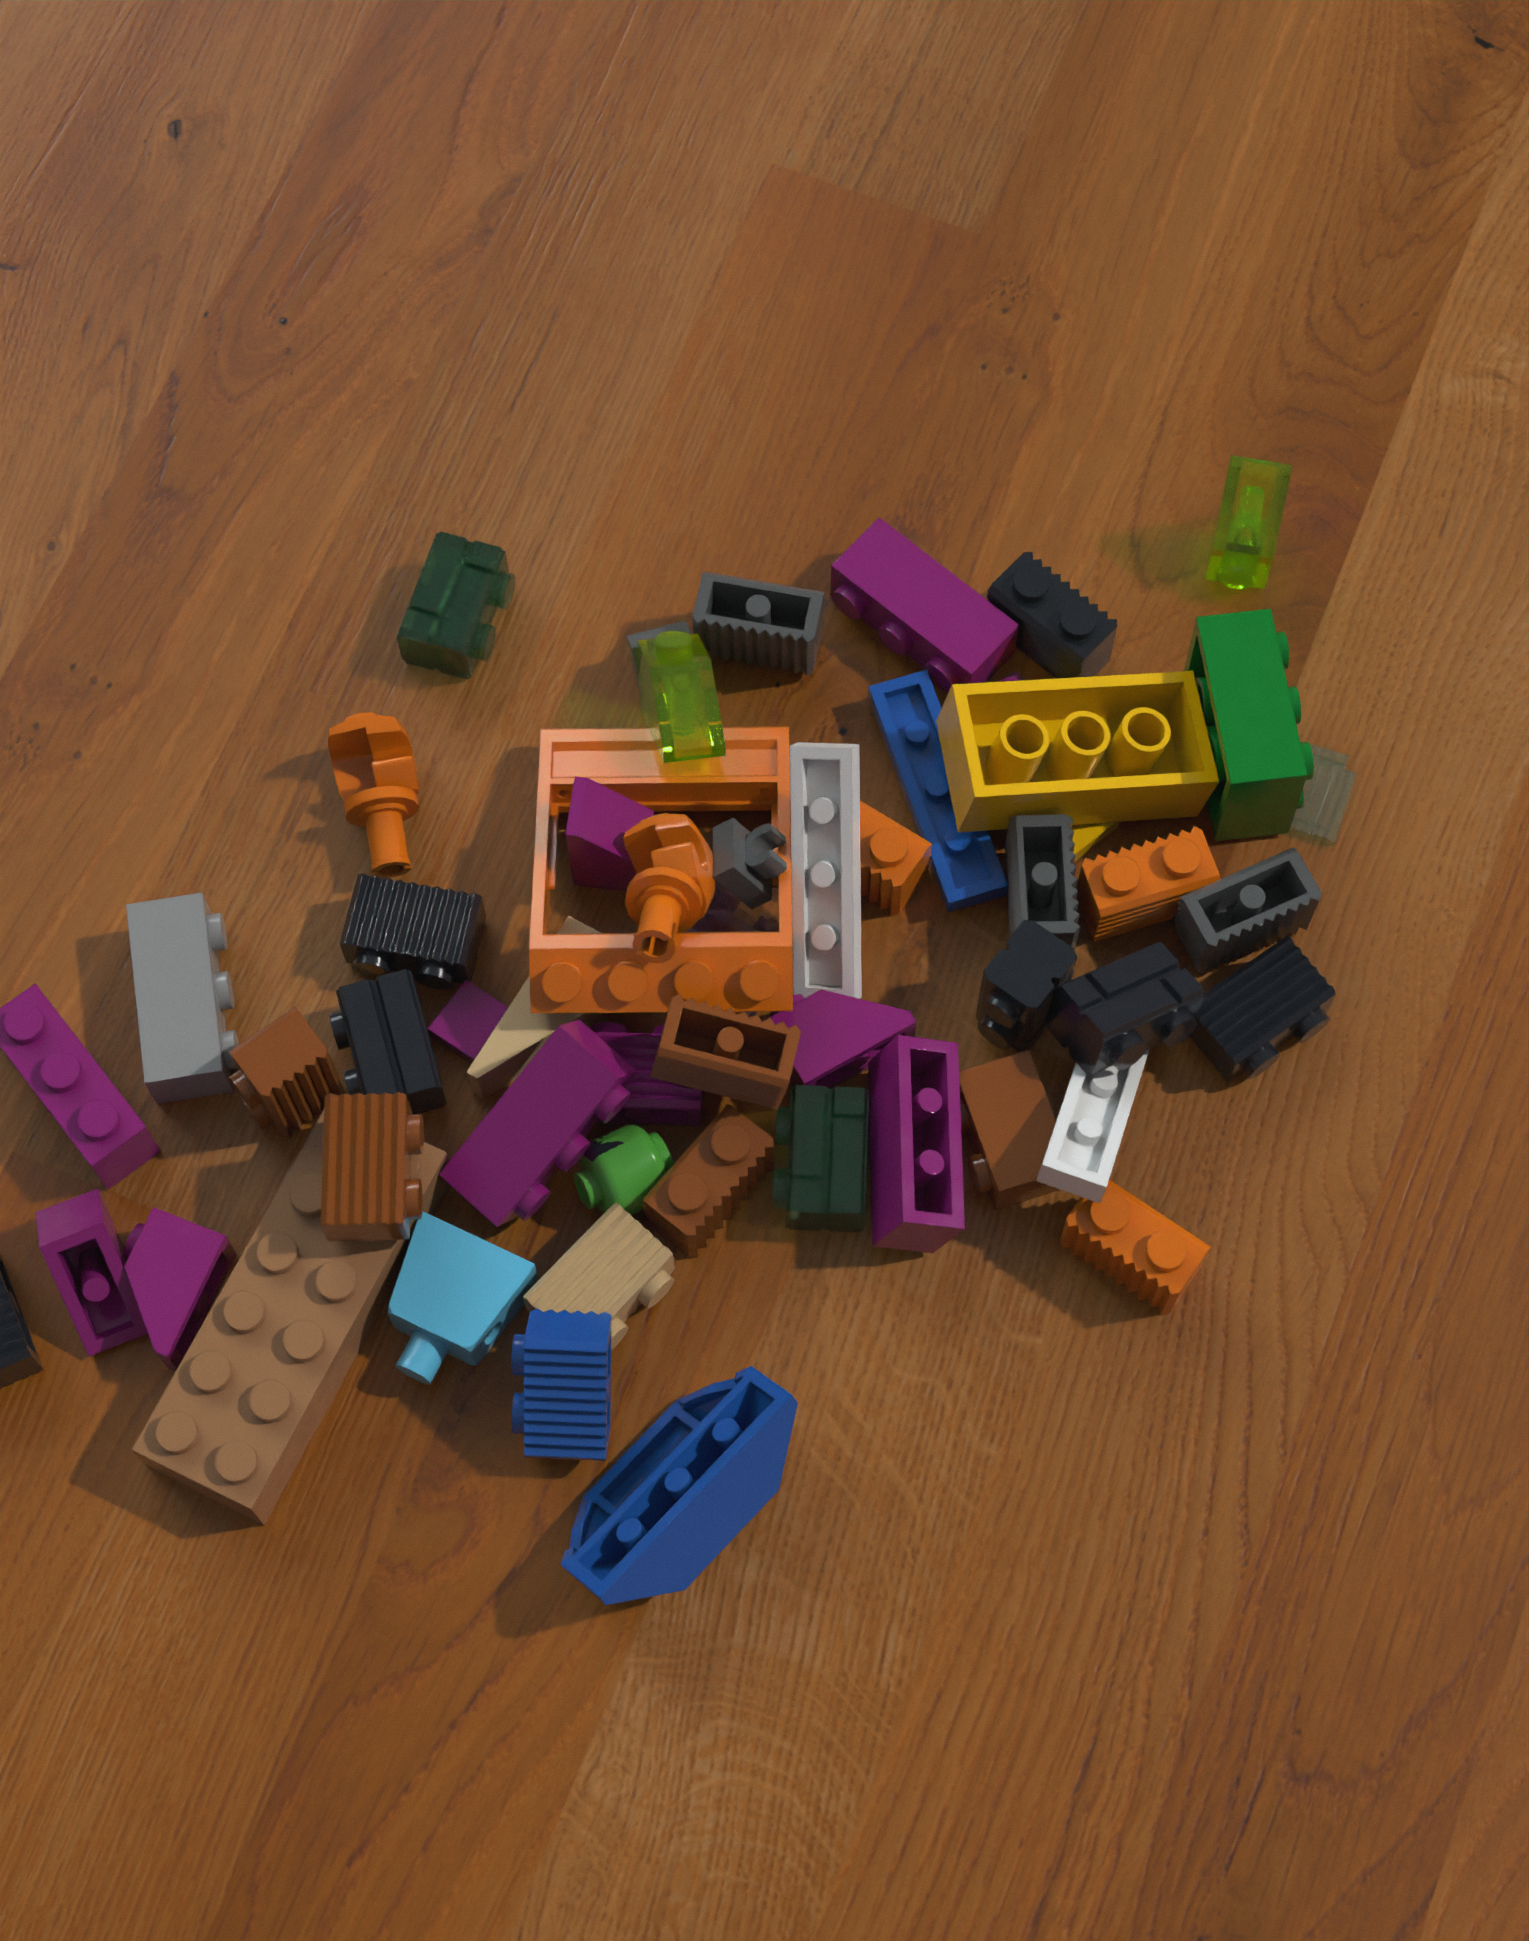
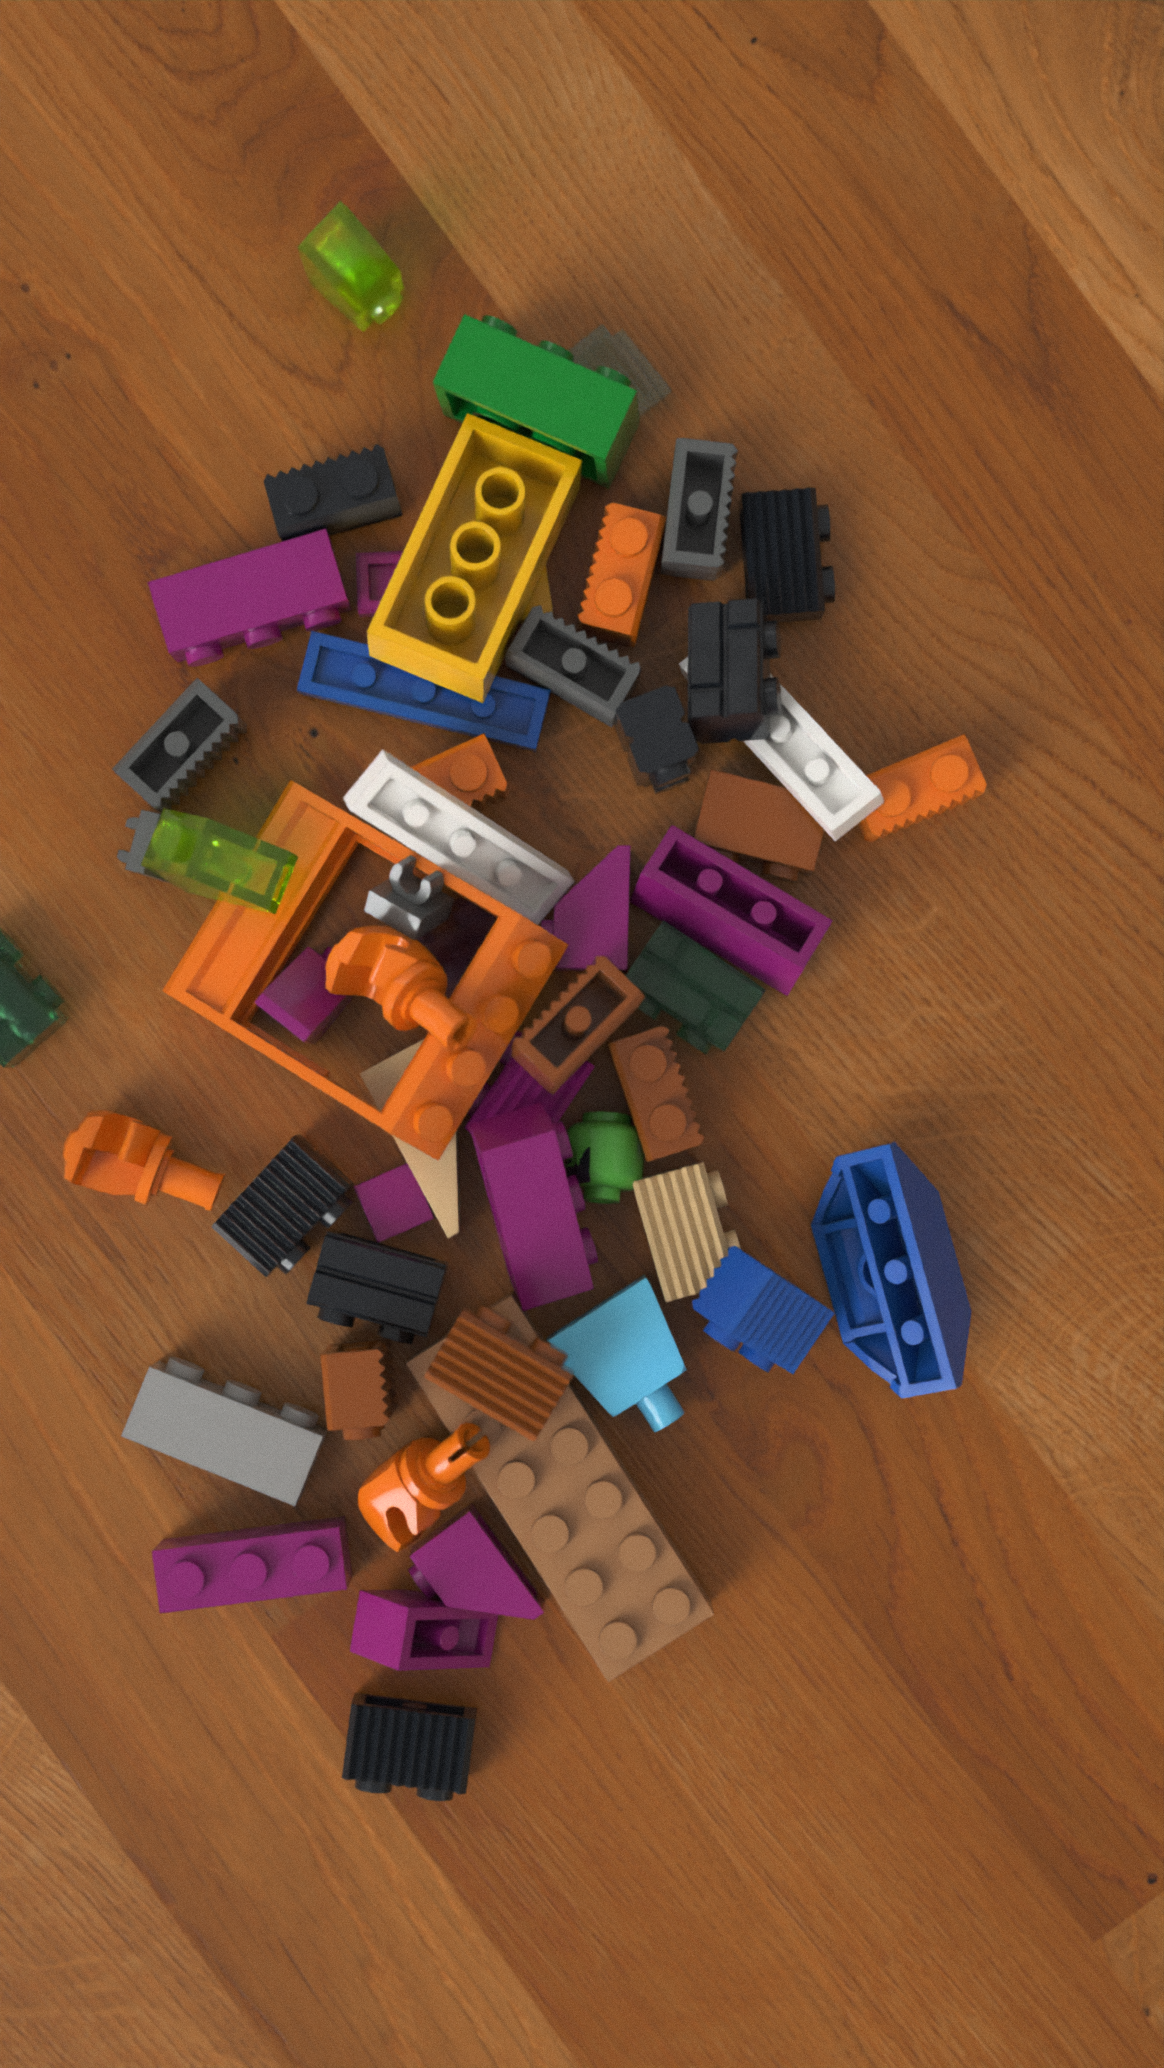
camera: 60 degrees left, 20 degrees up
(224, 1172) = (418, 1483): none -> orange piece

